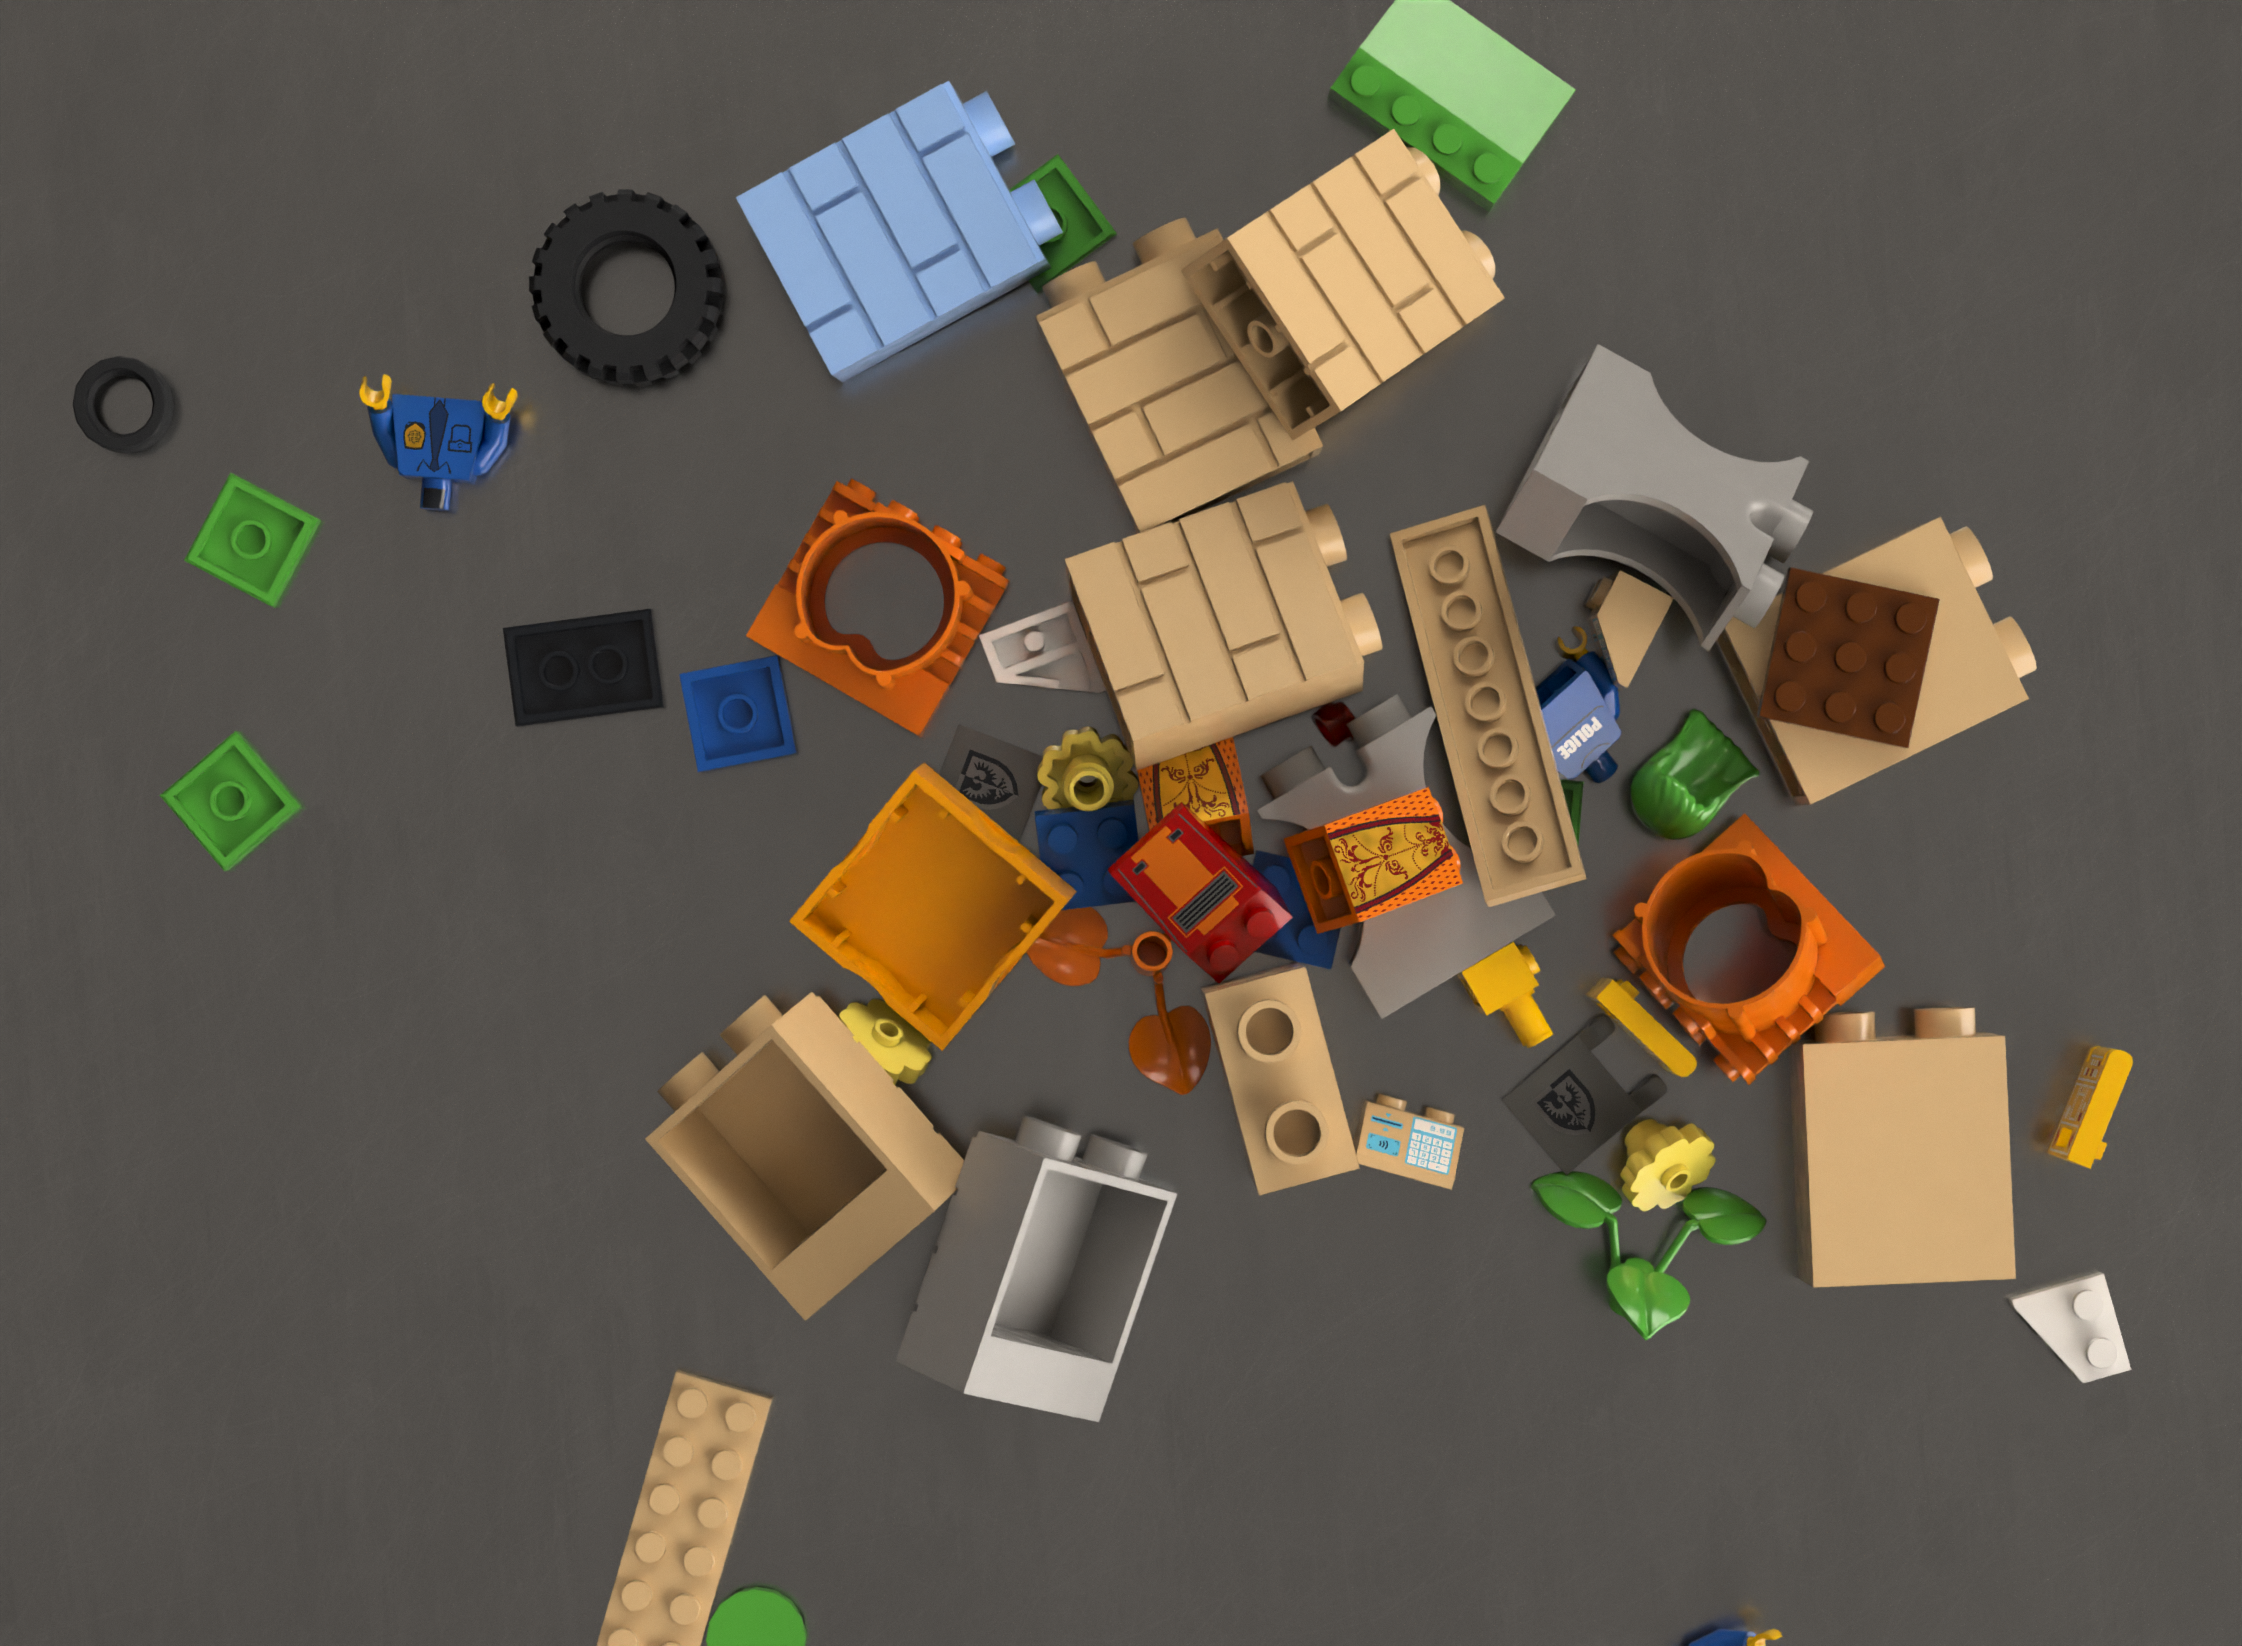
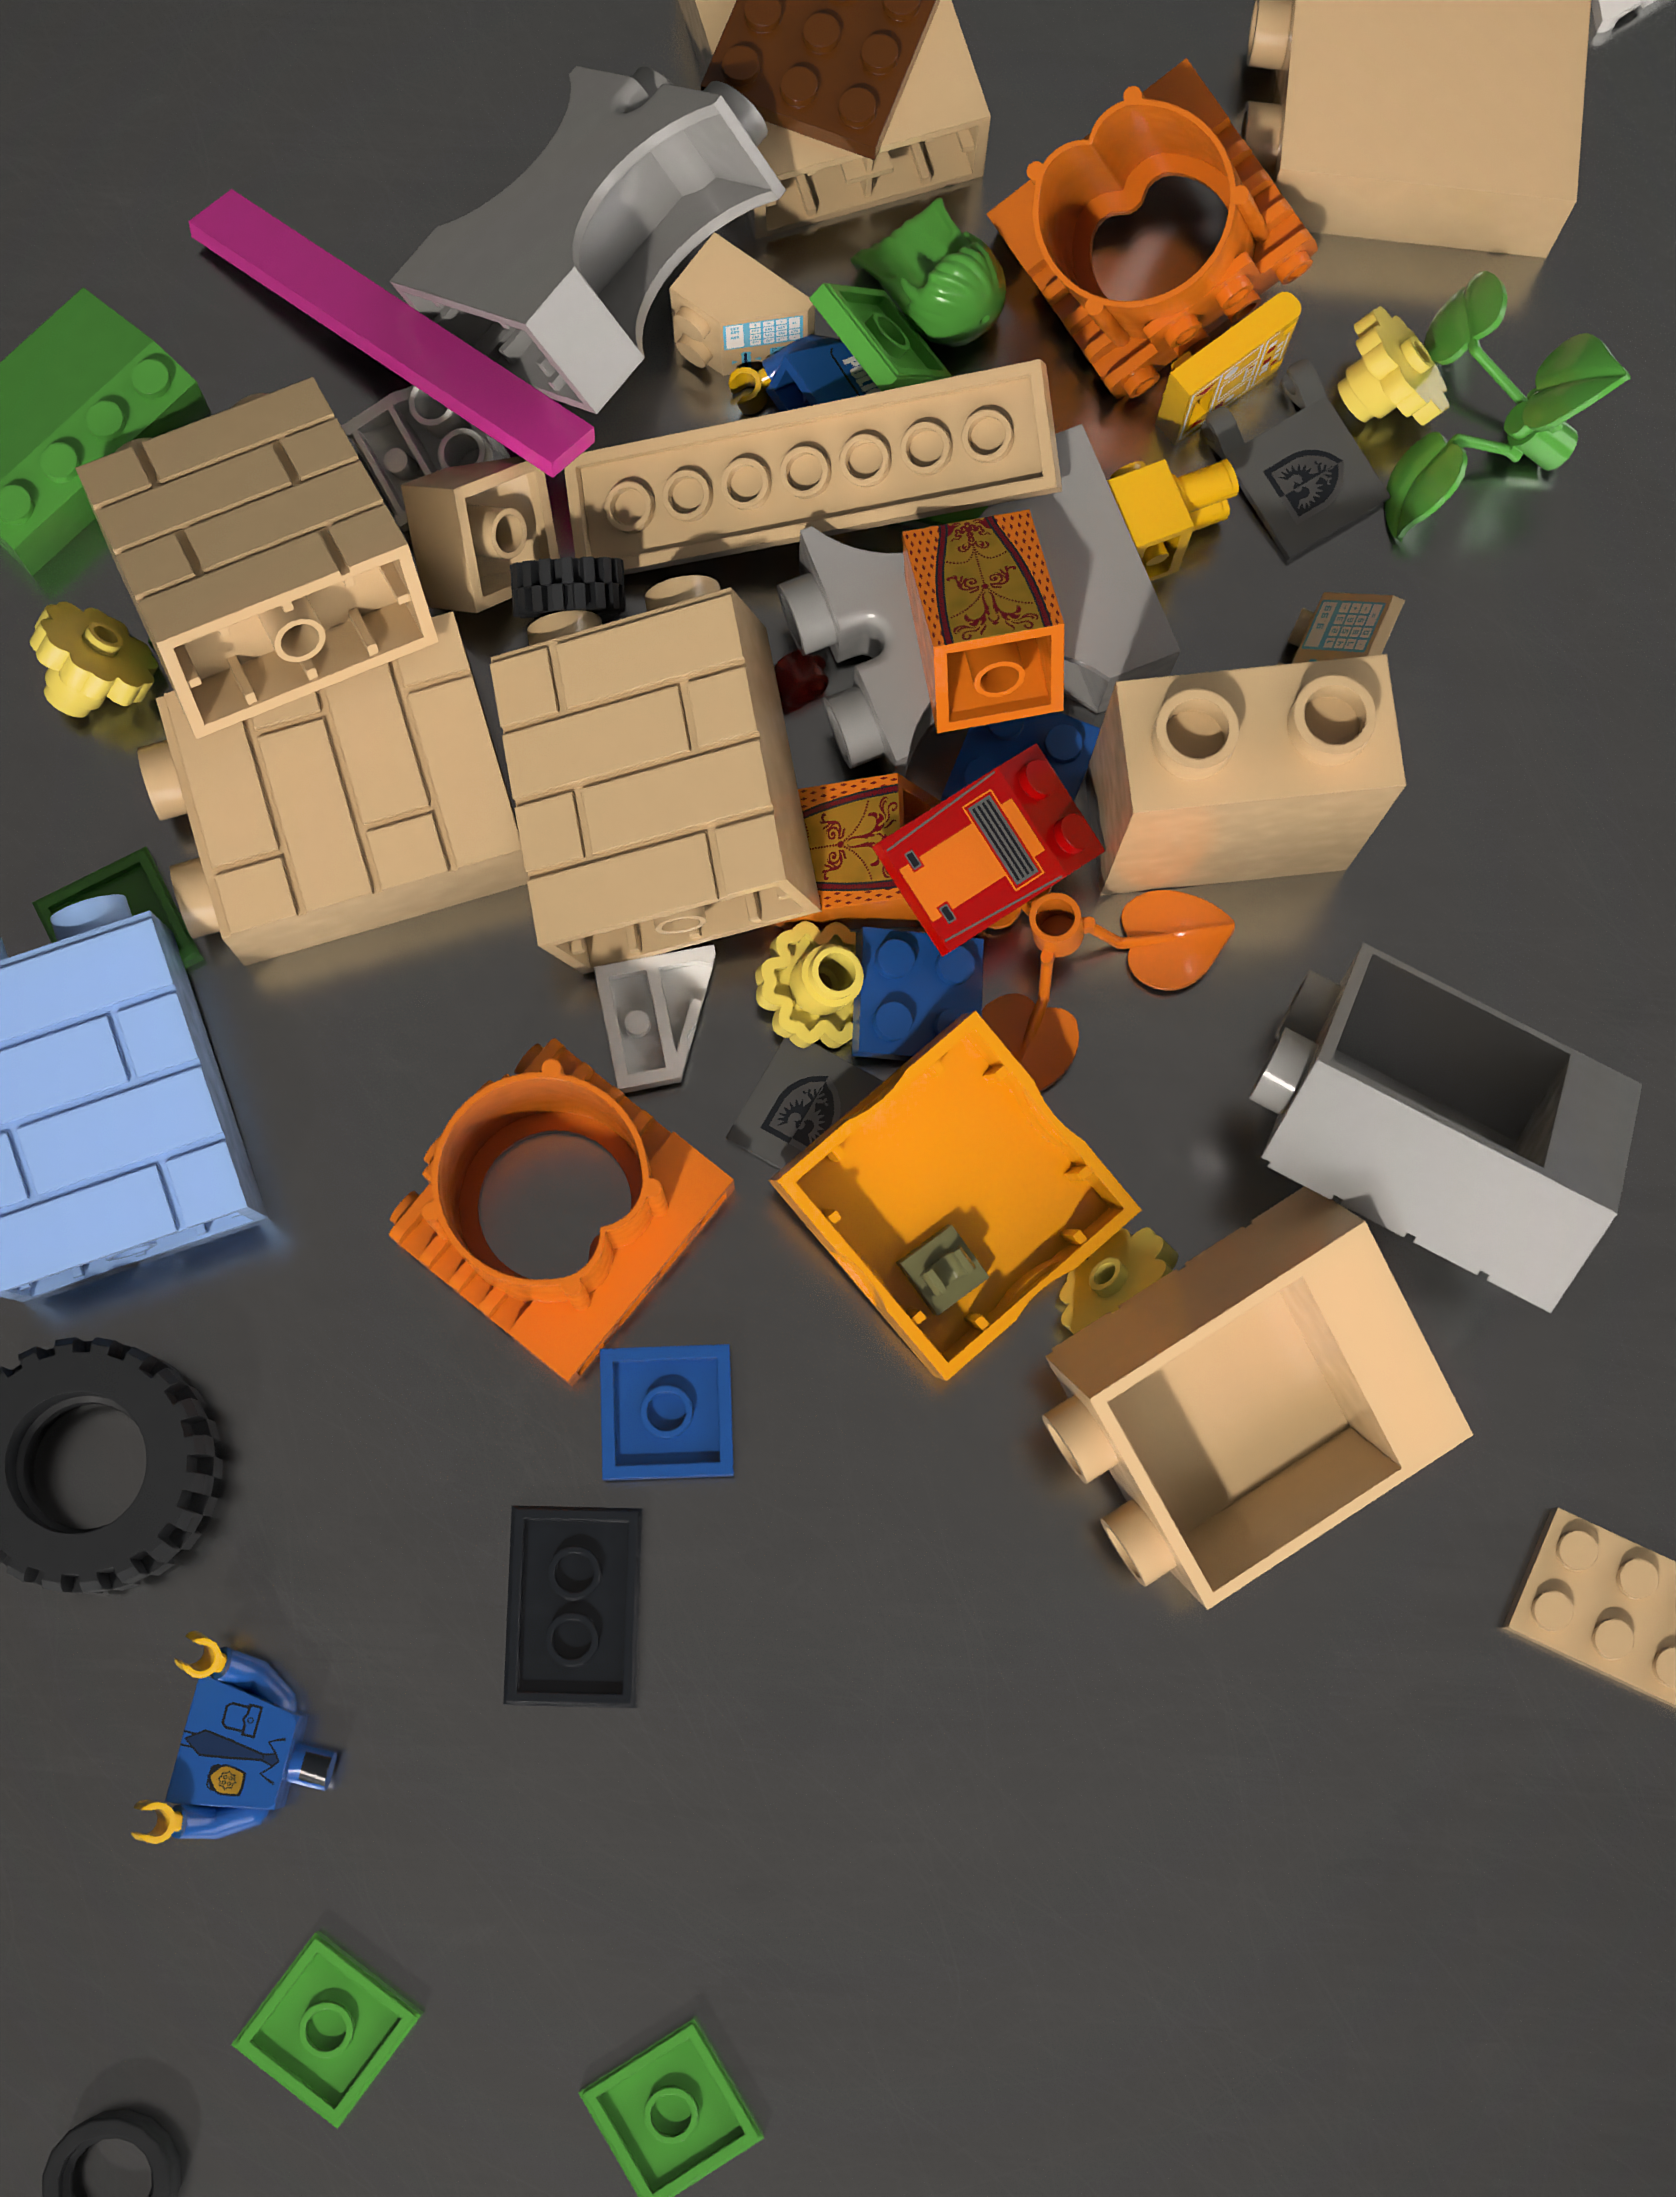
camera: 85 degrees left, 10 degrees down
(877, 906) = (942, 1269): none -> olive tile
(1256, 164) = (90, 659): none -> light yellow plant
(1367, 529) = (567, 585): none -> black tyre
(1406, 453) = (473, 526): none -> tan slope
(1467, 391) = (413, 437): none -> white slope
(1563, 349) = (393, 333): none -> dark pink tile
(1612, 746) = (878, 335): none -> bright green tile

